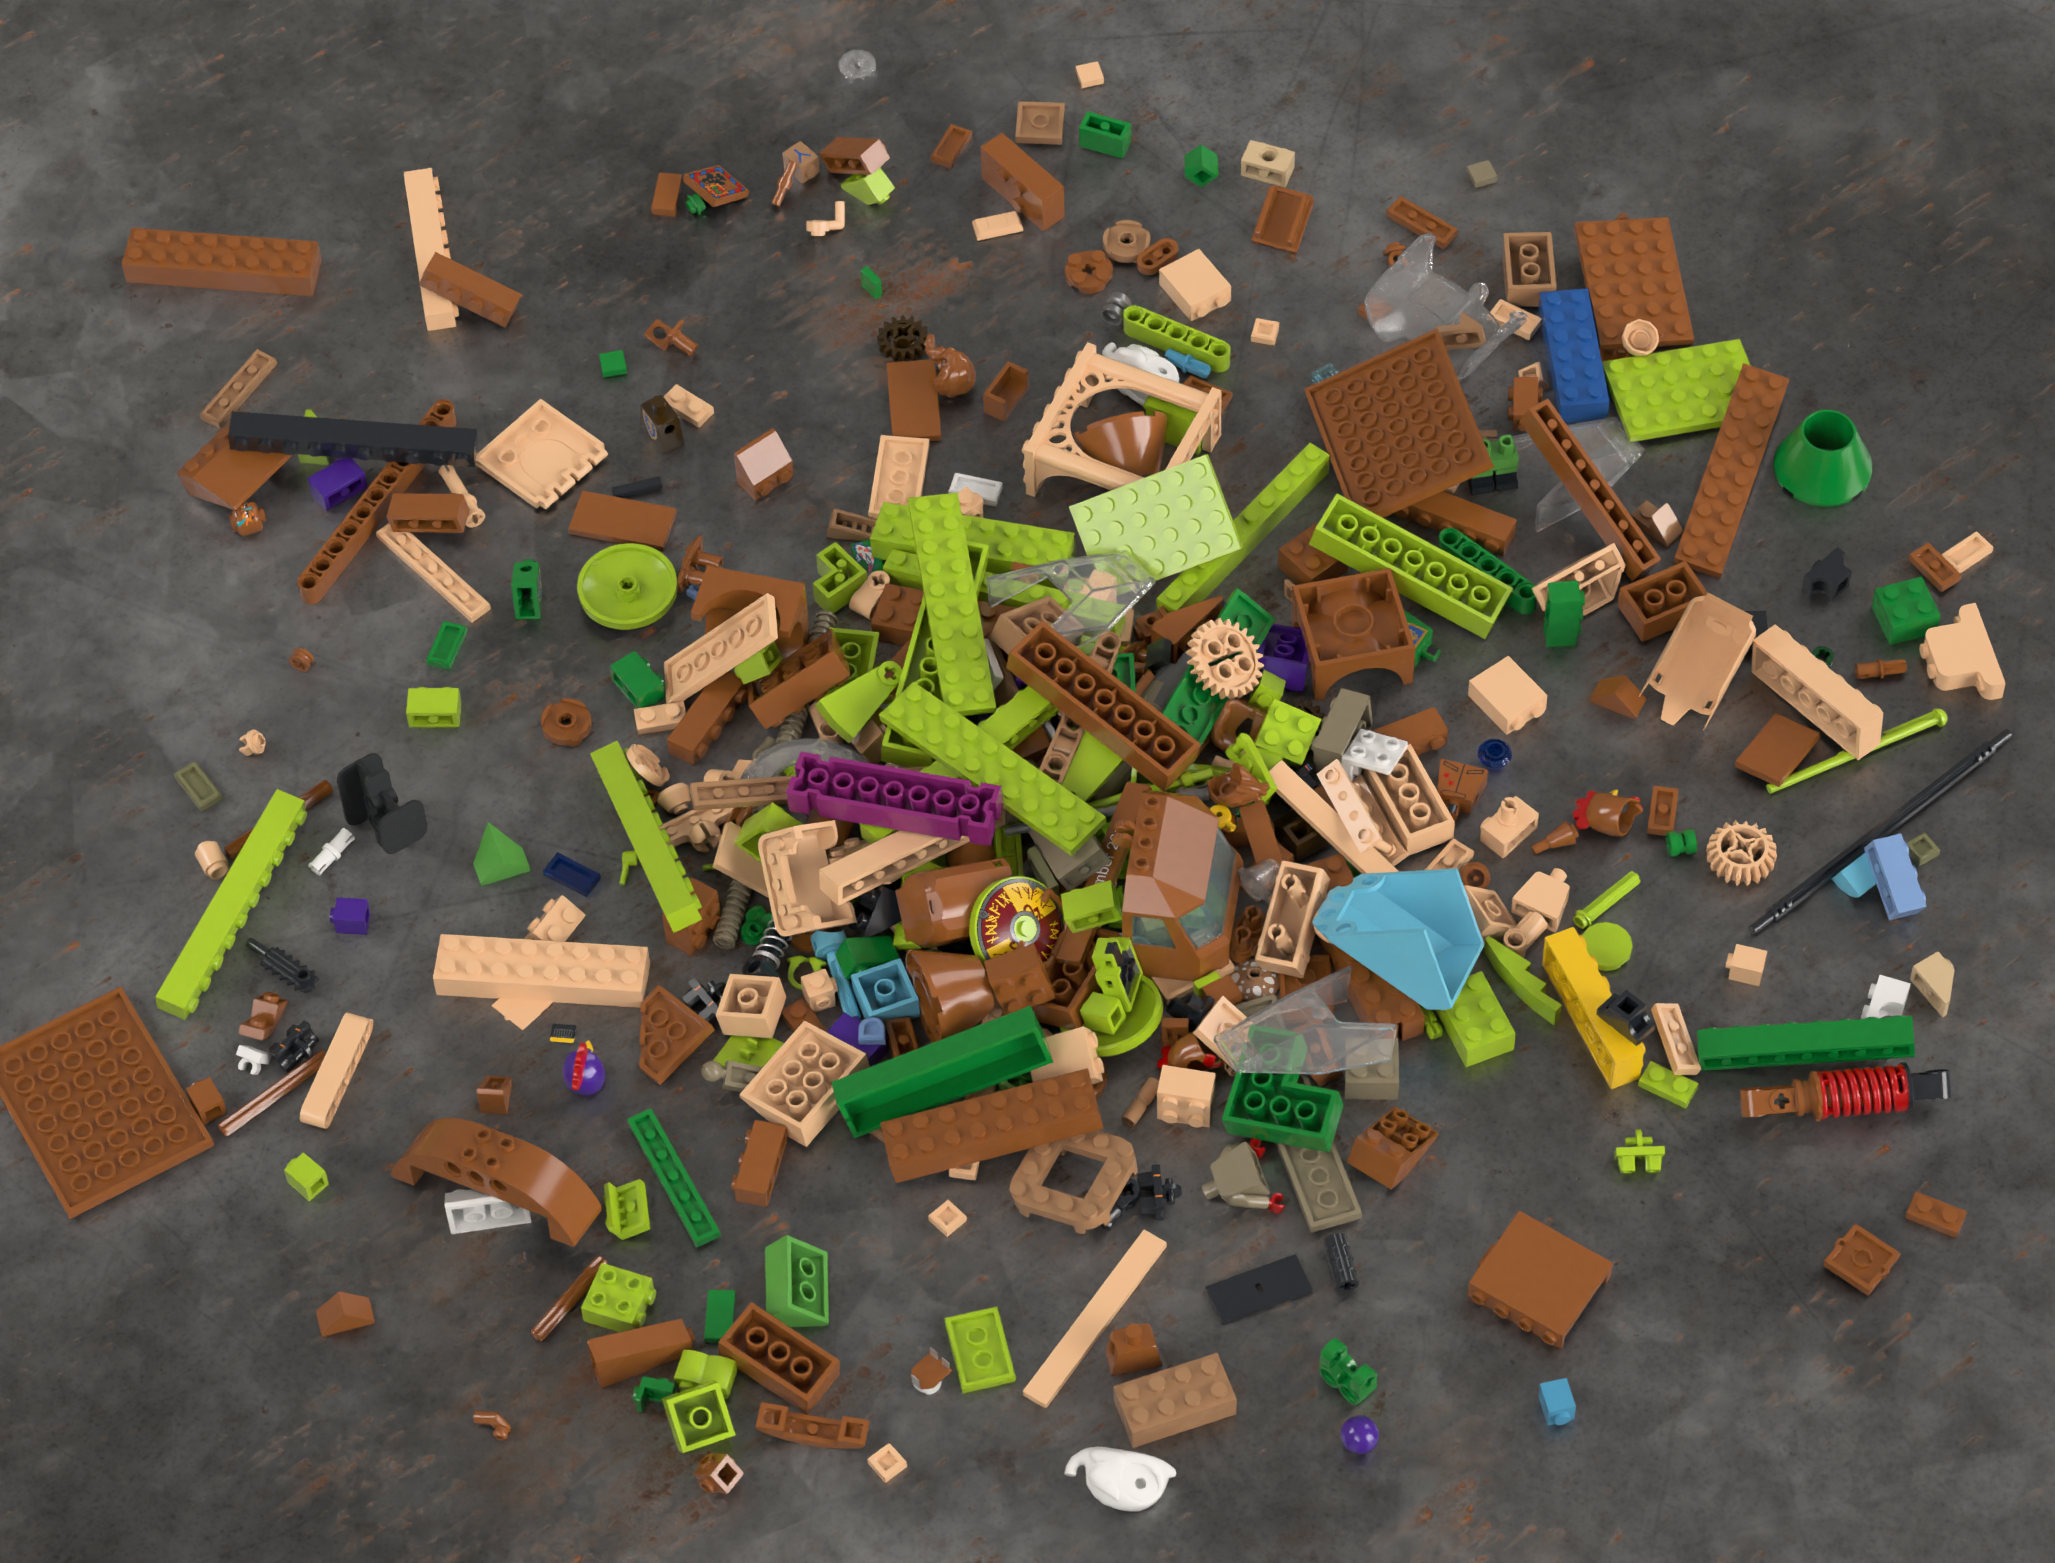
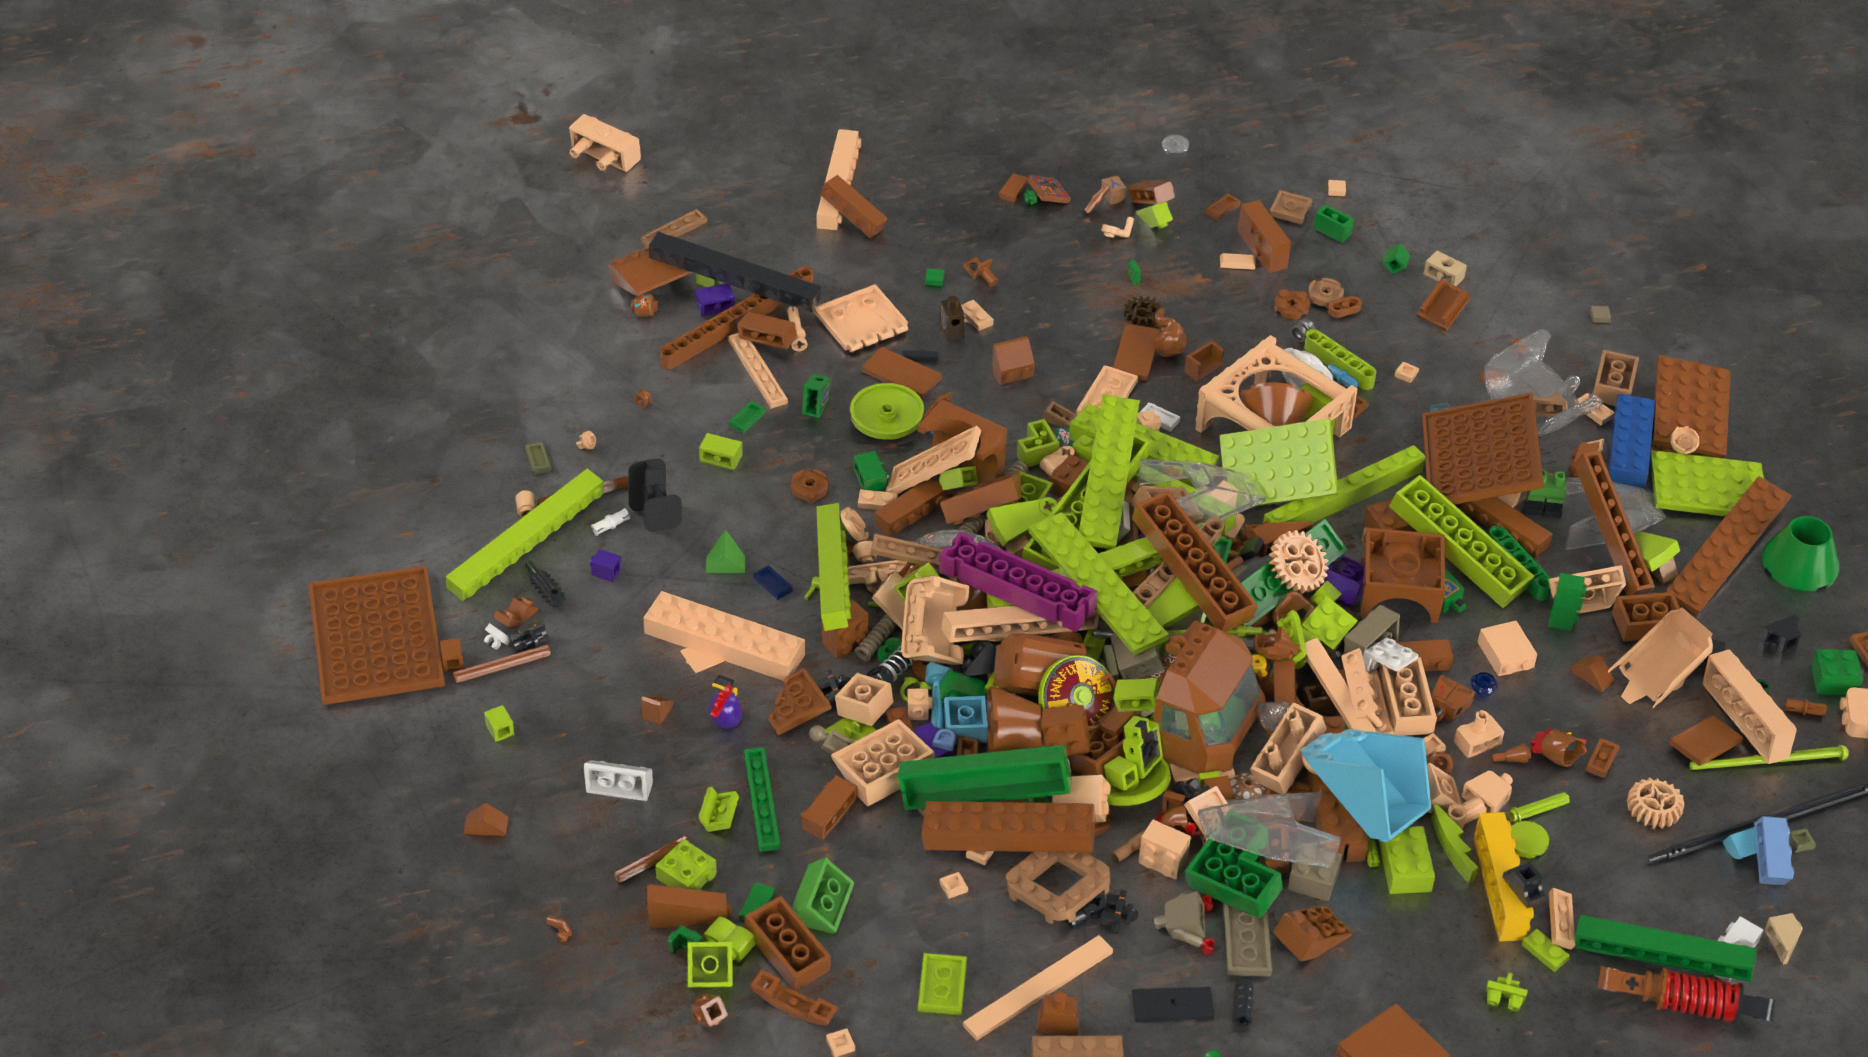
camera: 15 degrees right, 10 degrees down
(93, 284) = (604, 143): none -> light nougat piece
(222, 261) = (698, 153): dark orange brick -> none
(336, 1070) = (551, 661): light nougat beam -> none
(504, 1170) = (638, 753): dark orange slope -> none
(557, 922) = (750, 607): light nougat bracket -> none
(929, 1373) = (897, 988): dark orange piece -> none
(1195, 285) = (1365, 330): light nougat brick -> none
(1246, 934) = (1249, 752): dark orange connector -> none
(1421, 221) = (1557, 341): dark orange plate -> none
(1648, 507) = (1656, 549): none -> lime piece
(1681, 842) = (1610, 783): green wheel -> none
(1746, 964) = (1635, 881): light nougat brick -> none

